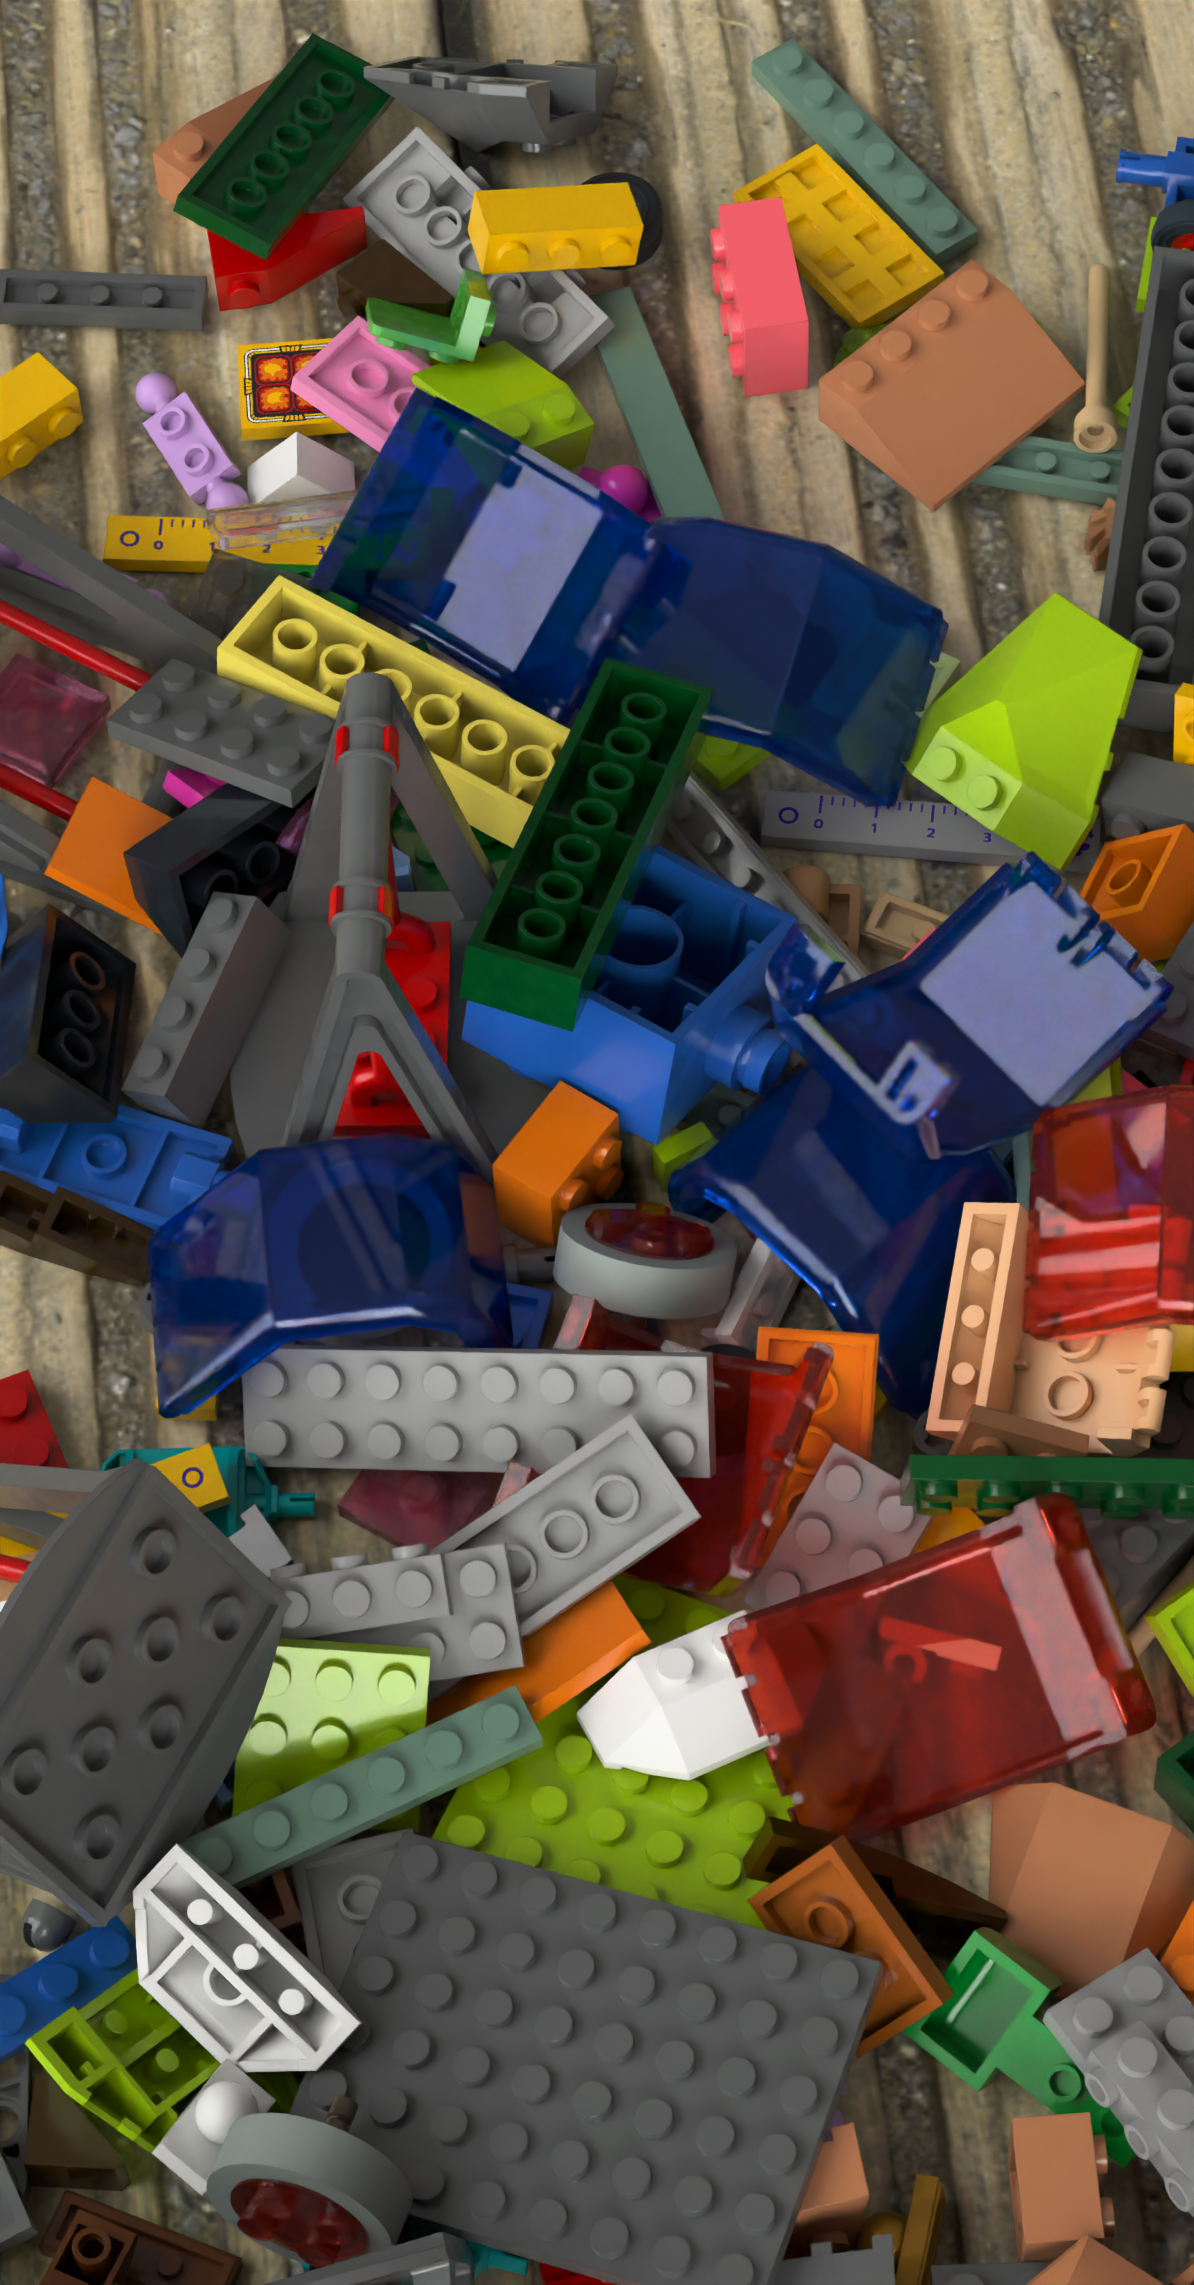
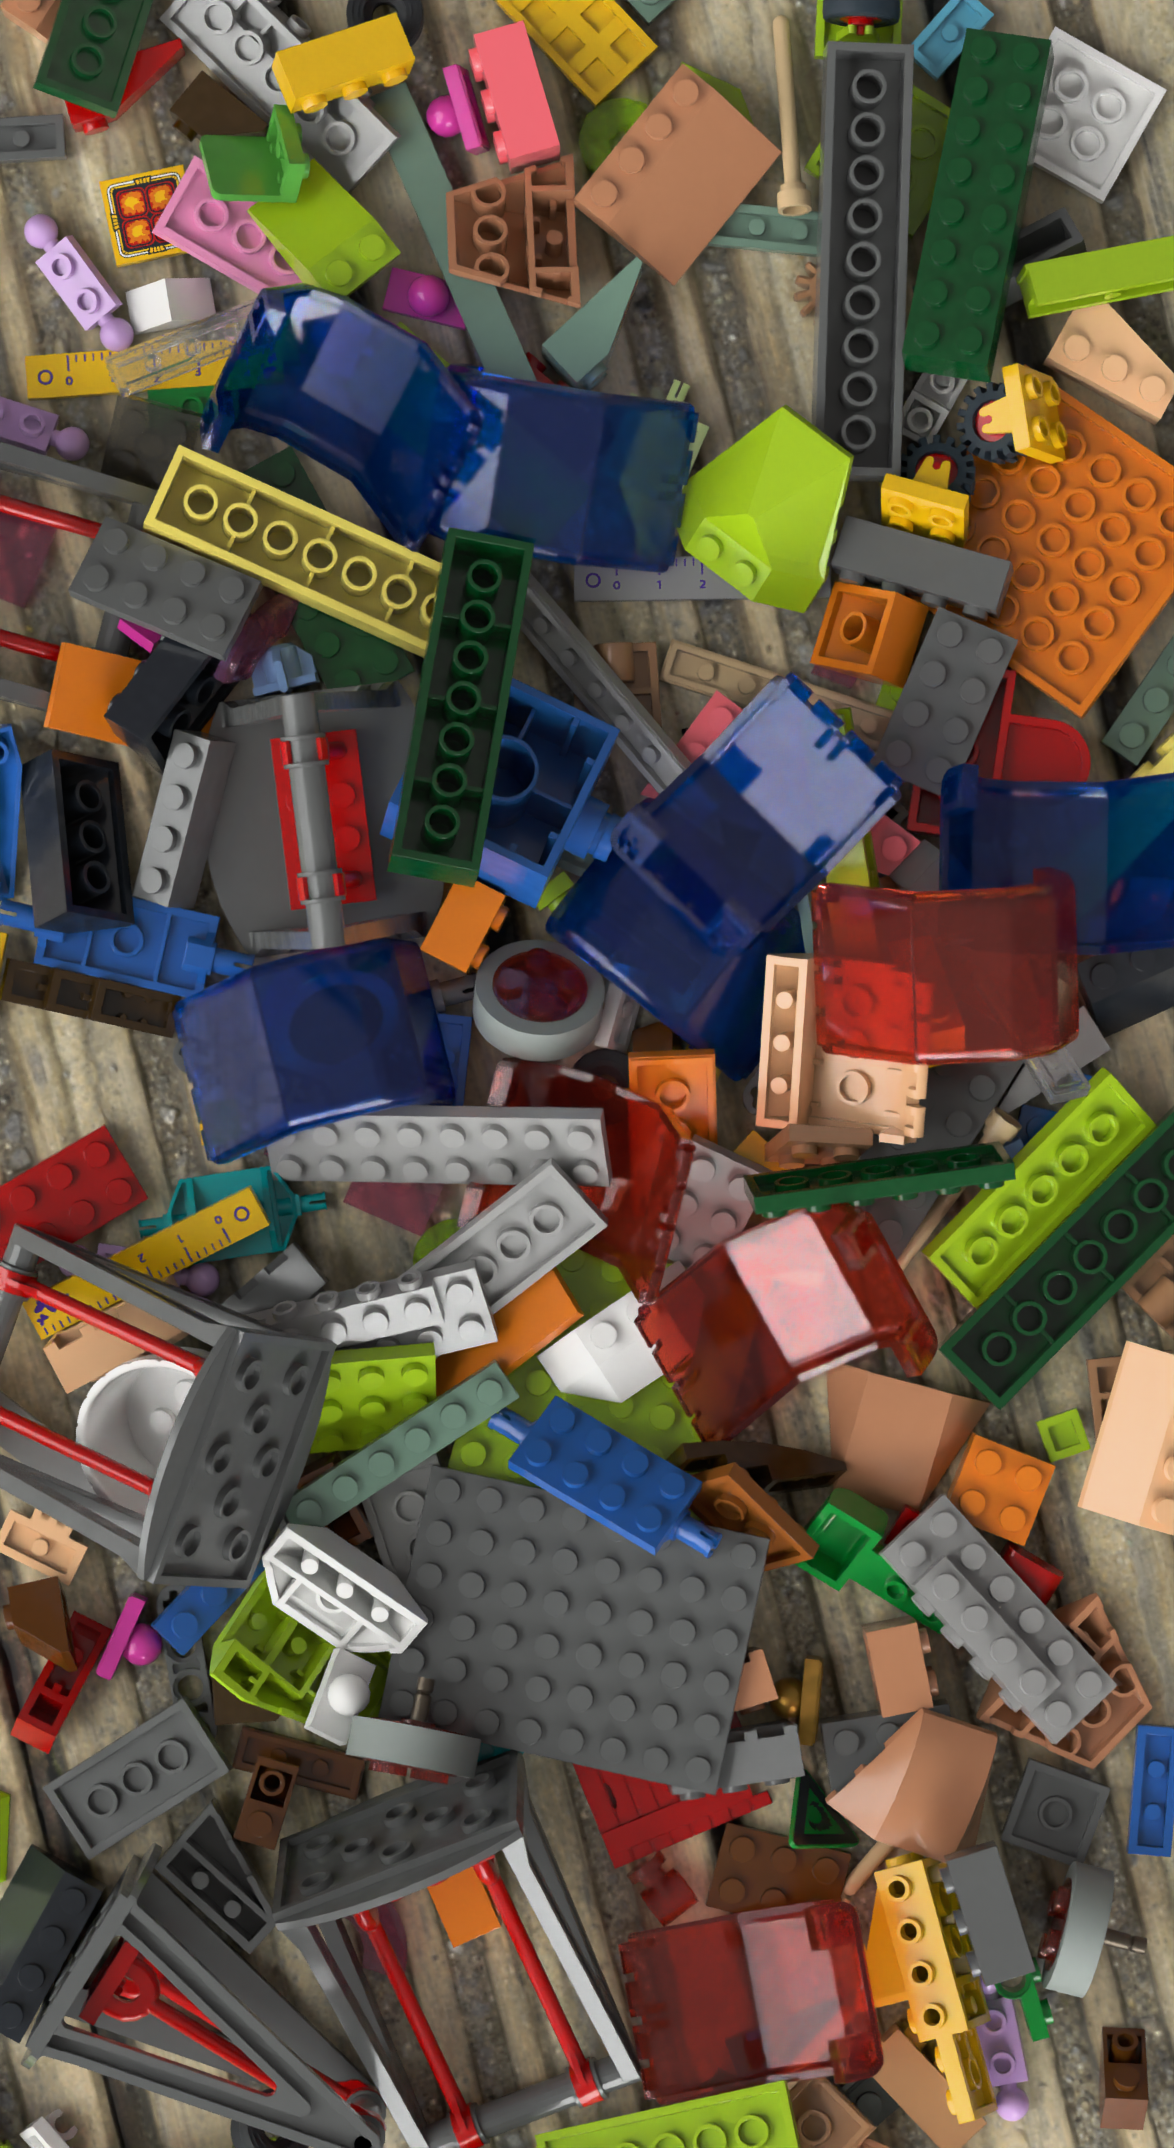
camera: 10 degrees left, 30 degrees up
(656, 1851) = (606, 1476): none -> blue plate
(689, 319) = (459, 112): none -> dark pink tile
(743, 429) = (518, 232): none -> nougat wedge
(843, 508) = (587, 340): none -> sand green slope

